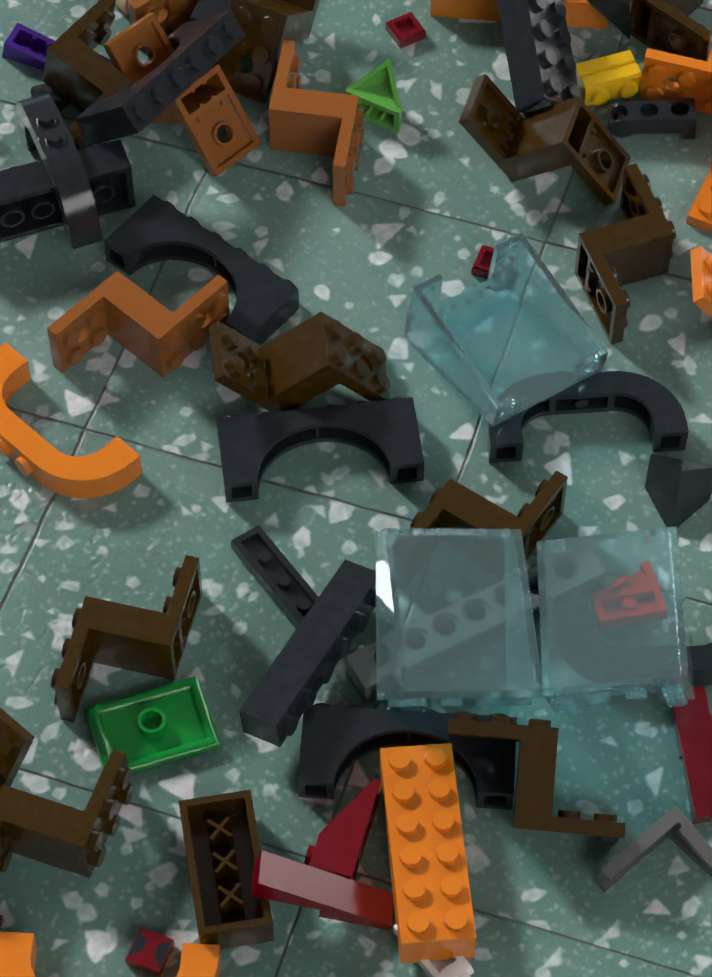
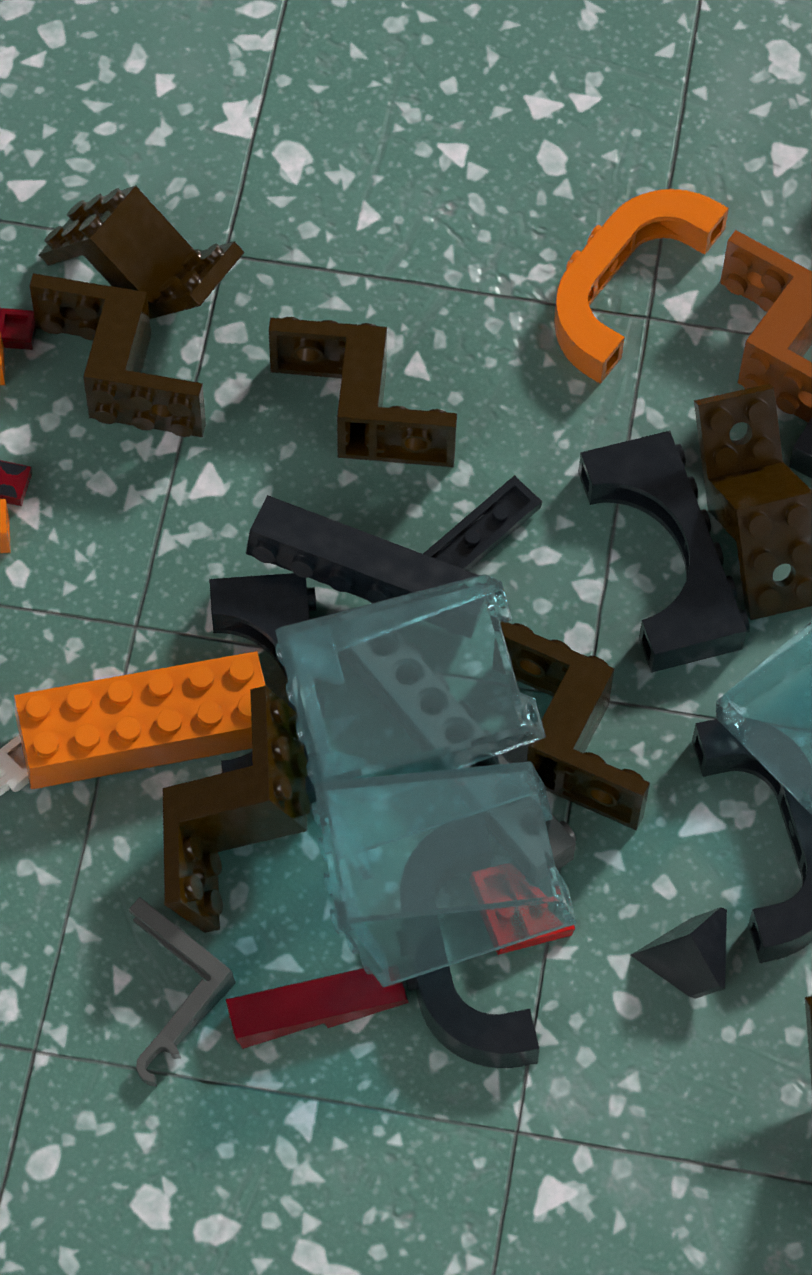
camera: 80 degrees right, 5 degrees up
(155, 725) = (271, 443): green piece -> none
(221, 857) = (97, 529): dark brown brick -> none
(310, 887) = (77, 610): dark red slope -> none
(345, 837) = (148, 641): dark red slope -> none

